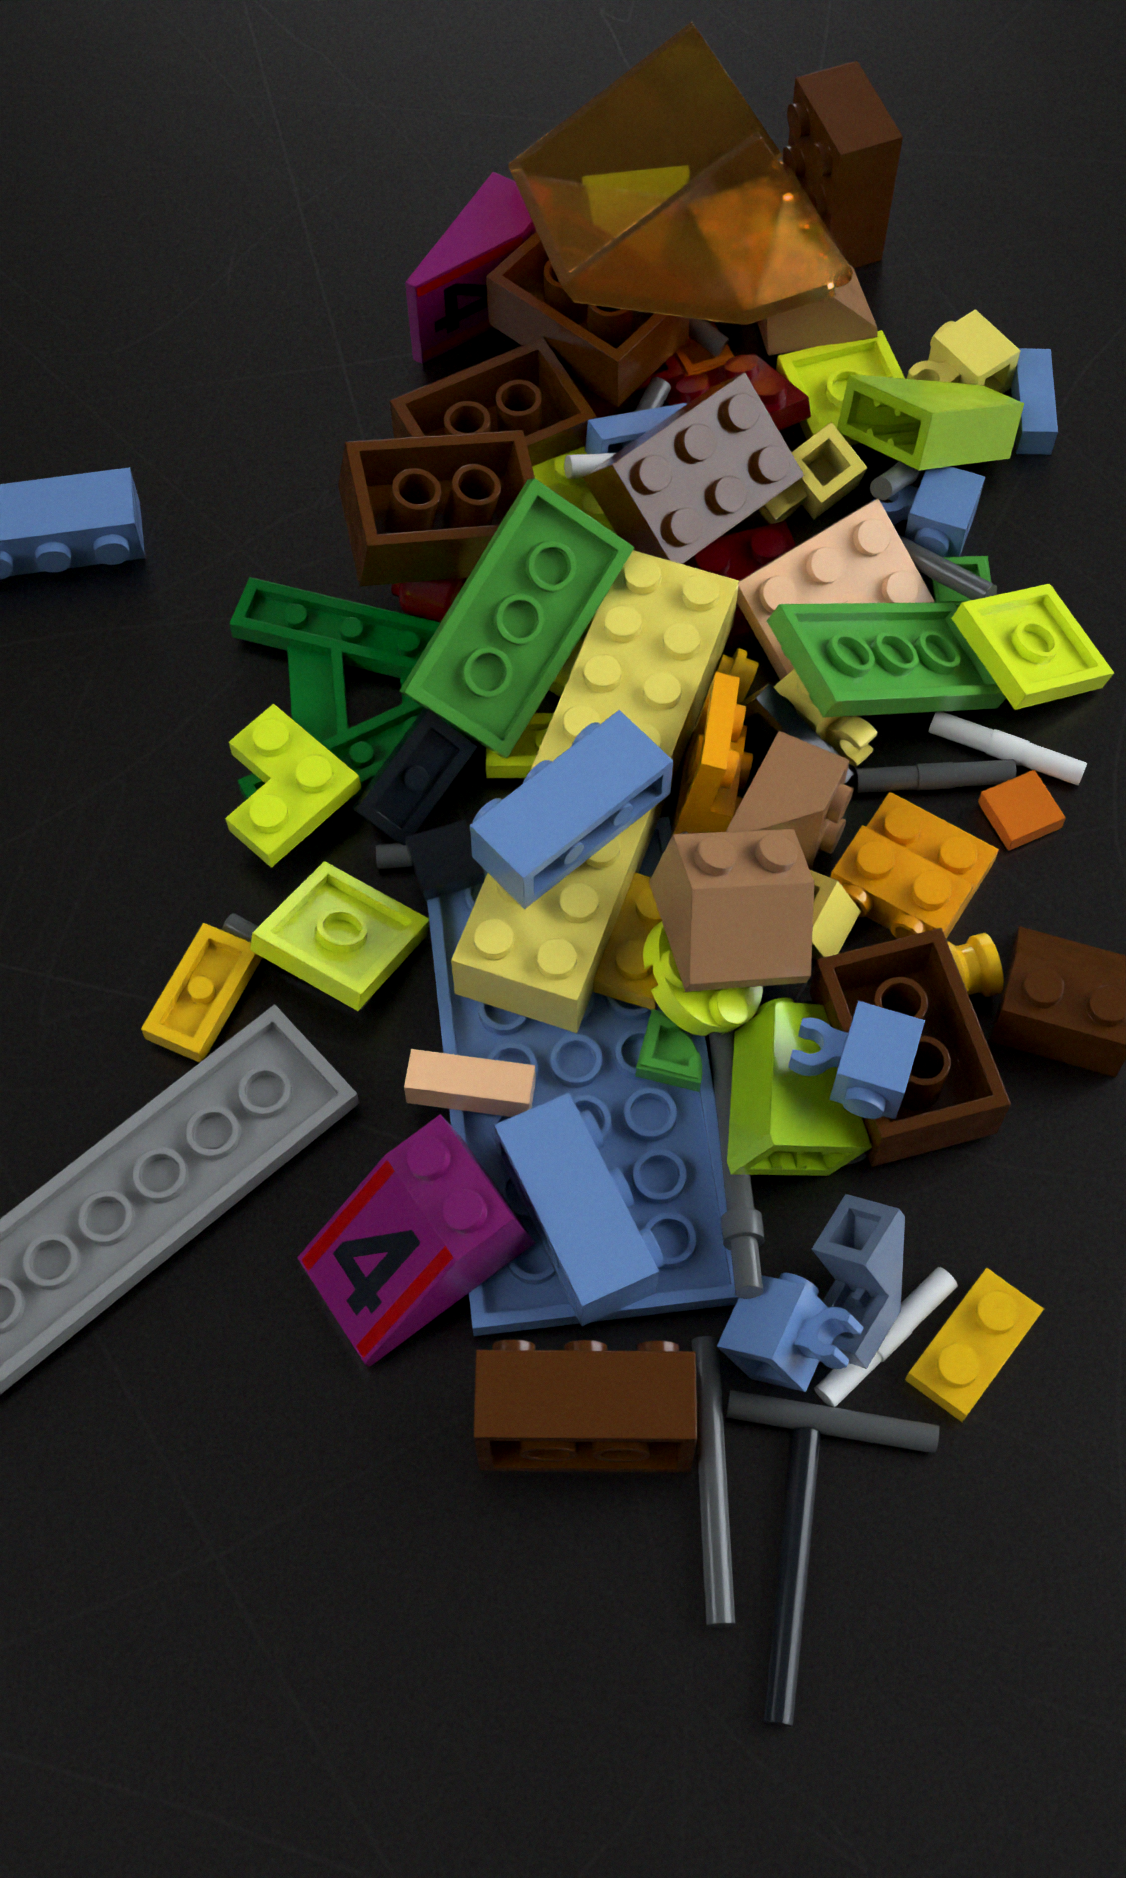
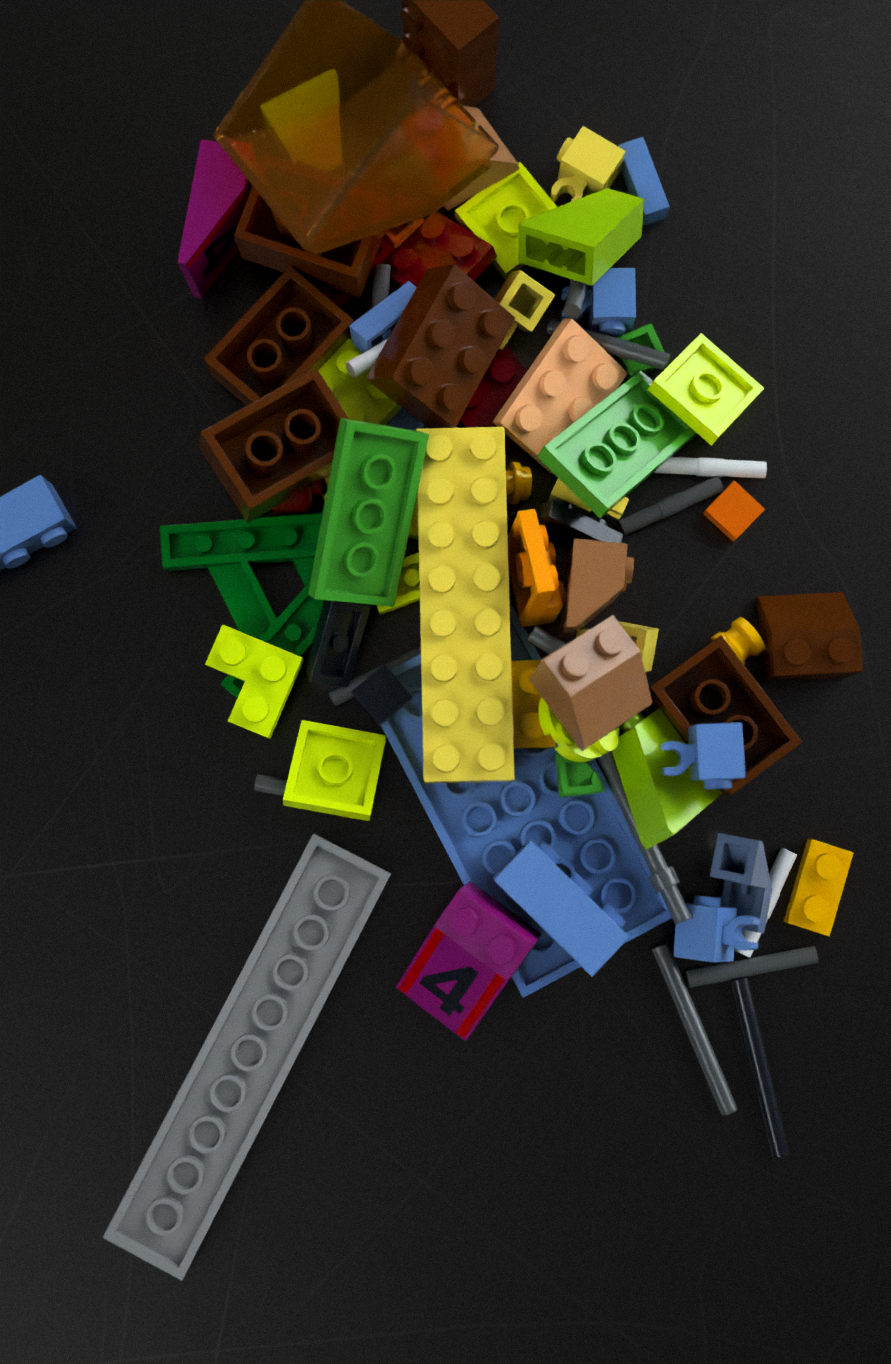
camera: 20 degrees left, 20 degrees up
(201, 993) = (261, 840): yellow plate -> none
(469, 1083) = (461, 846): light nougat piece -> none
(570, 807) = (463, 654): medium blue brick -> none
(585, 1408) = (614, 1029): reddish brown brick -> none
(912, 869) = (679, 584): light orange plate -> none

